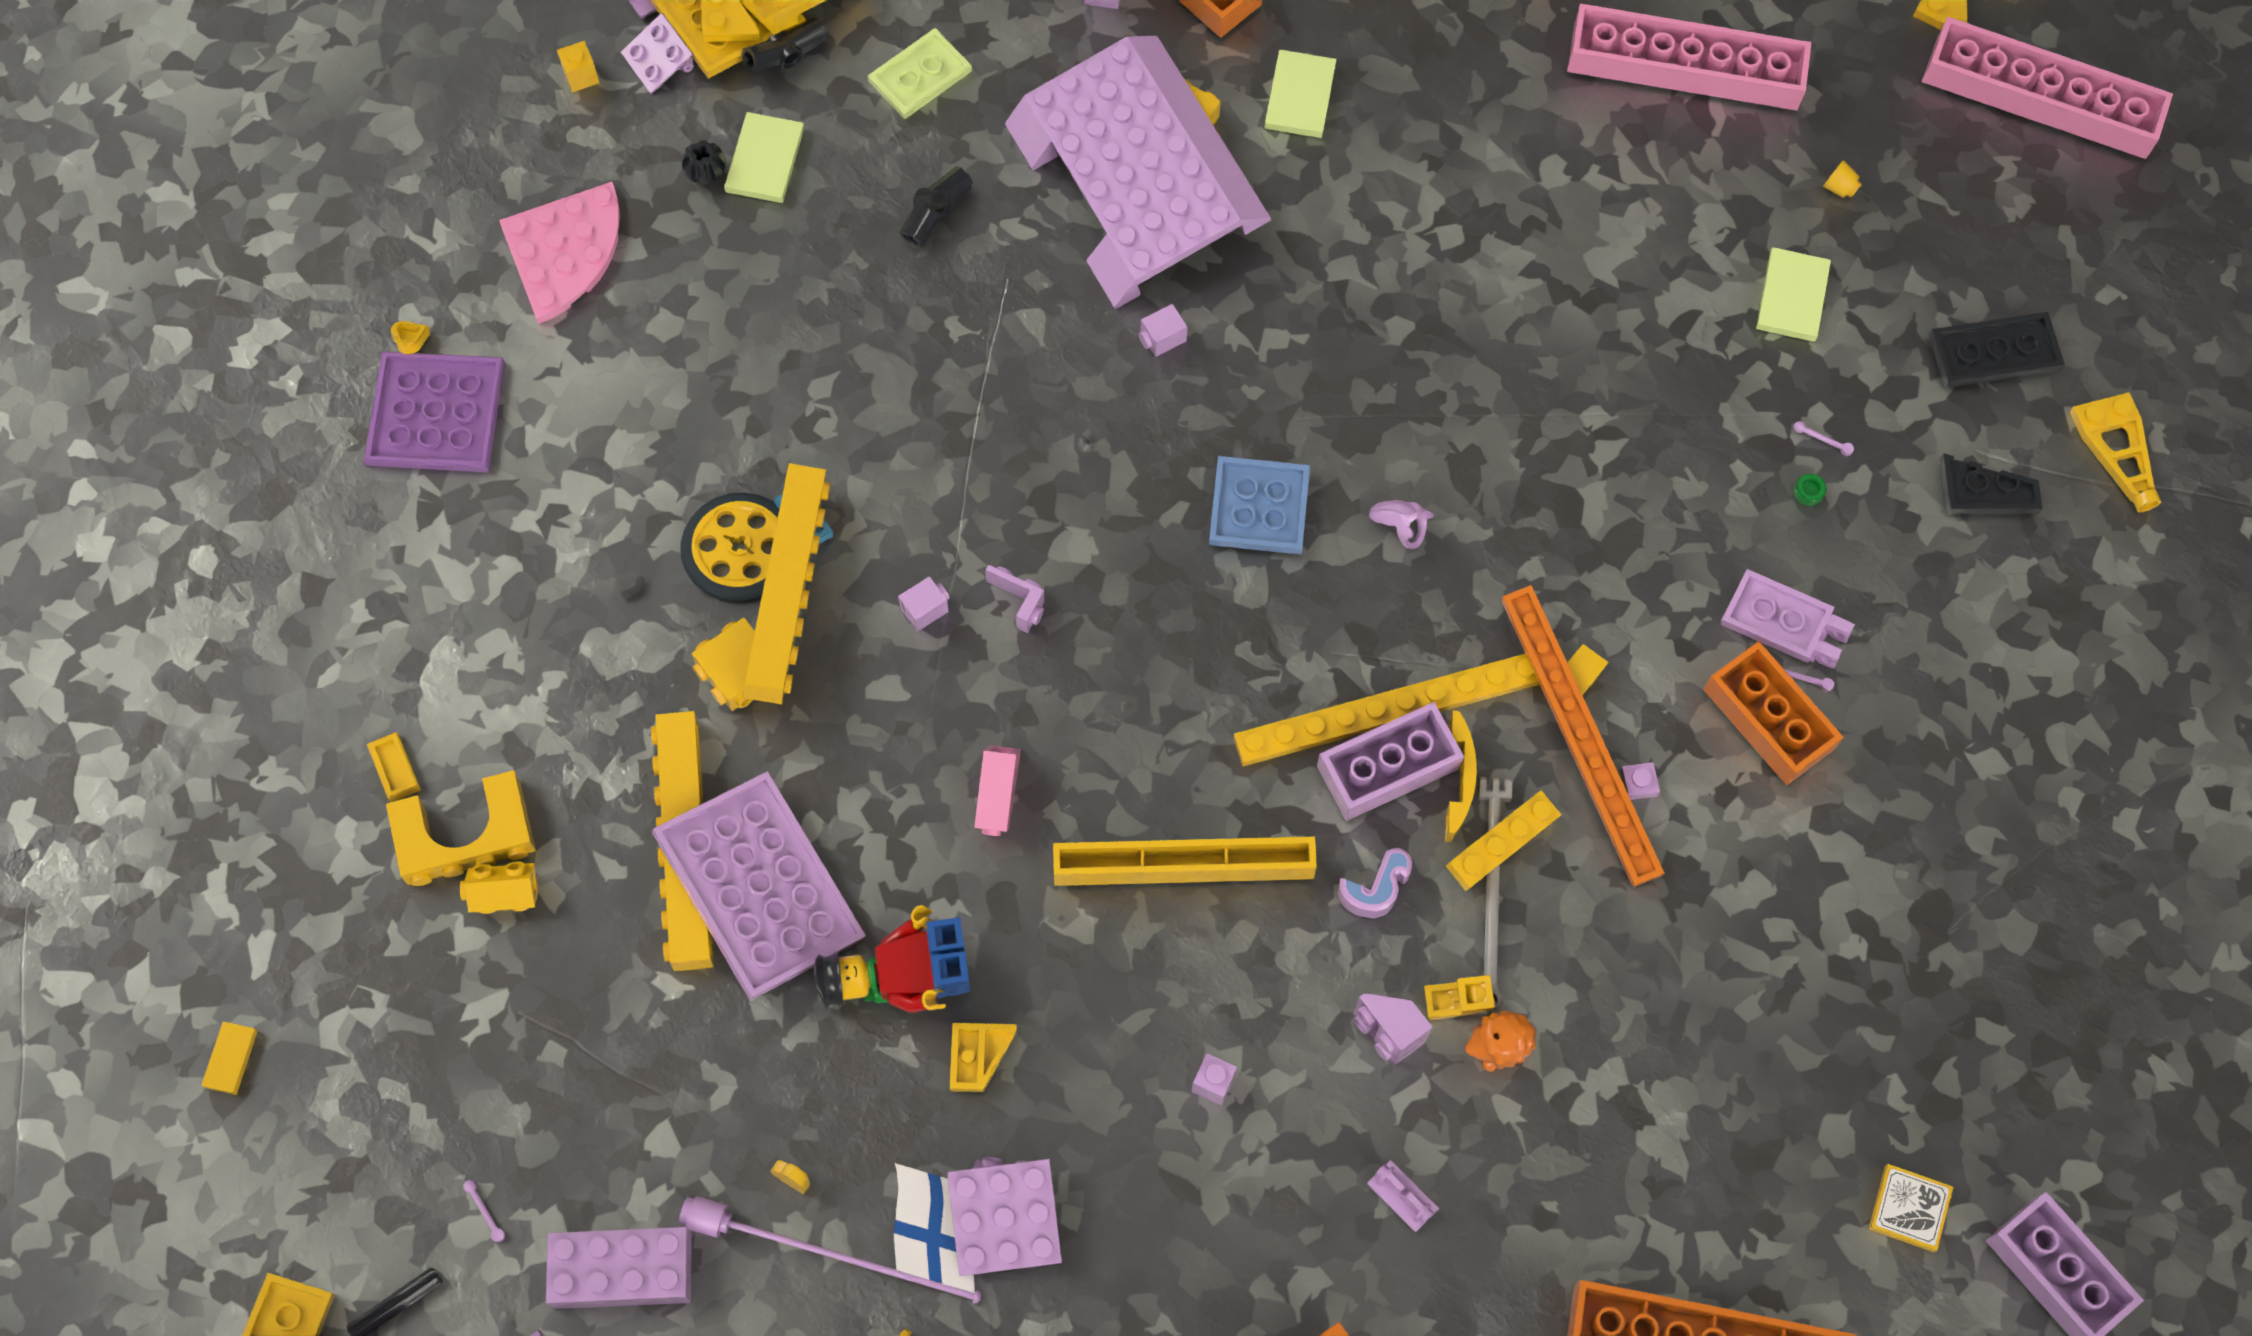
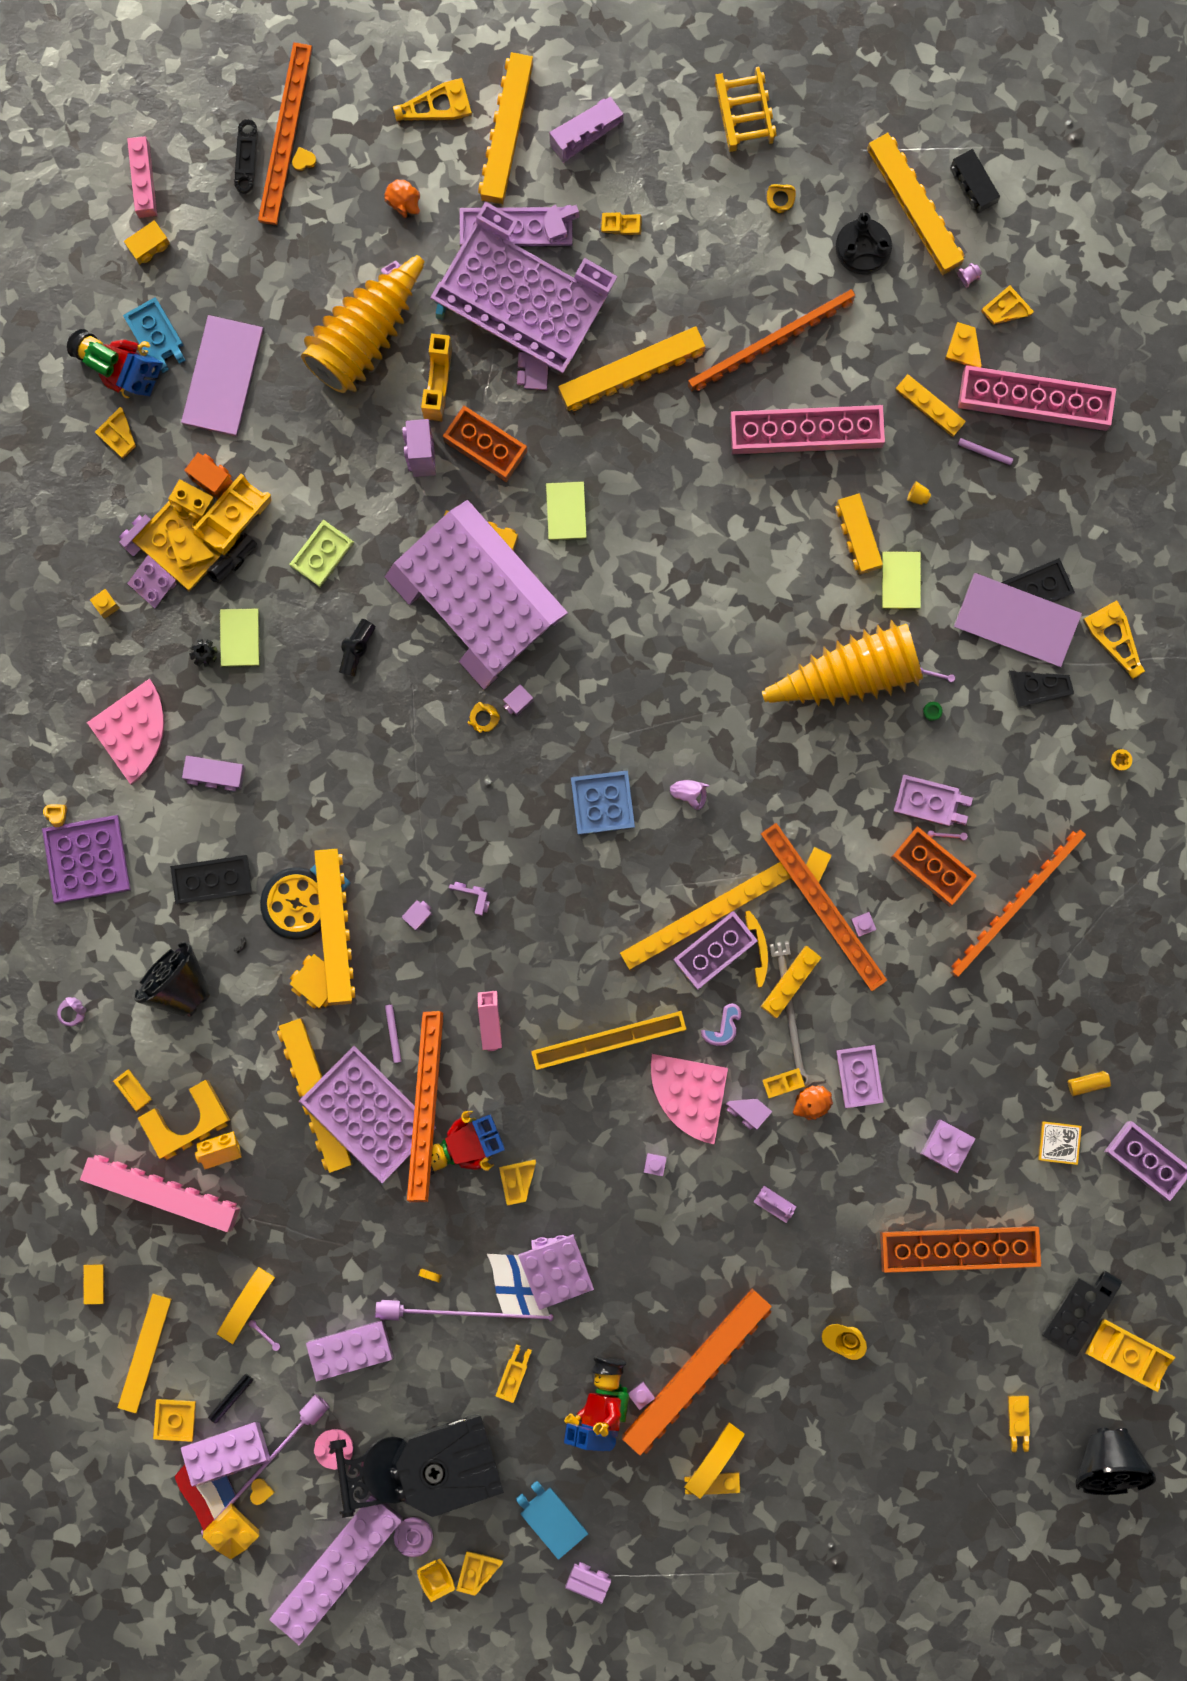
camera: 10 degrees left, 15 degrees up
(274, 1193) = (144, 1353): none -> yellow tile
(341, 607) = (77, 1006): none -> lavender piece
(385, 931) = (160, 1194): none -> bright pink brick
(466, 1151) = (245, 1305): none -> yellow slope
(512, 612) = (174, 983): none -> black cone
(617, 480) = (211, 879): none -> black plate
(667, 329) = (213, 773): none -> lavender brick
(836, 776) = (393, 1033): none -> lavender piece
(854, 892) = (425, 1107): none -> orange plate
(1121, 344) = (495, 717): none -> yellow piece
(1298, 982) = (689, 1094): none -> bright pink plate
(1588, 1017) = (859, 1076): none -> lavender plate
(1702, 388) = (853, 669): none -> yellow cone
(1718, 1165) = (947, 1146): none -> lavender brick
(1740, 215) = (859, 534): none -> yellow brick
(1880, 70) = (930, 405): none -> yellow plate
(1889, 809) = (1011, 908): none -> orange plate
(1954, 148) = (984, 451): none -> lavender piece
(1968, 384) = (1017, 620): none -> lavender tile
(1977, 1118) = (1089, 1083): none -> yellow brick
(2104, 621) = (1121, 760): none -> yellow hat

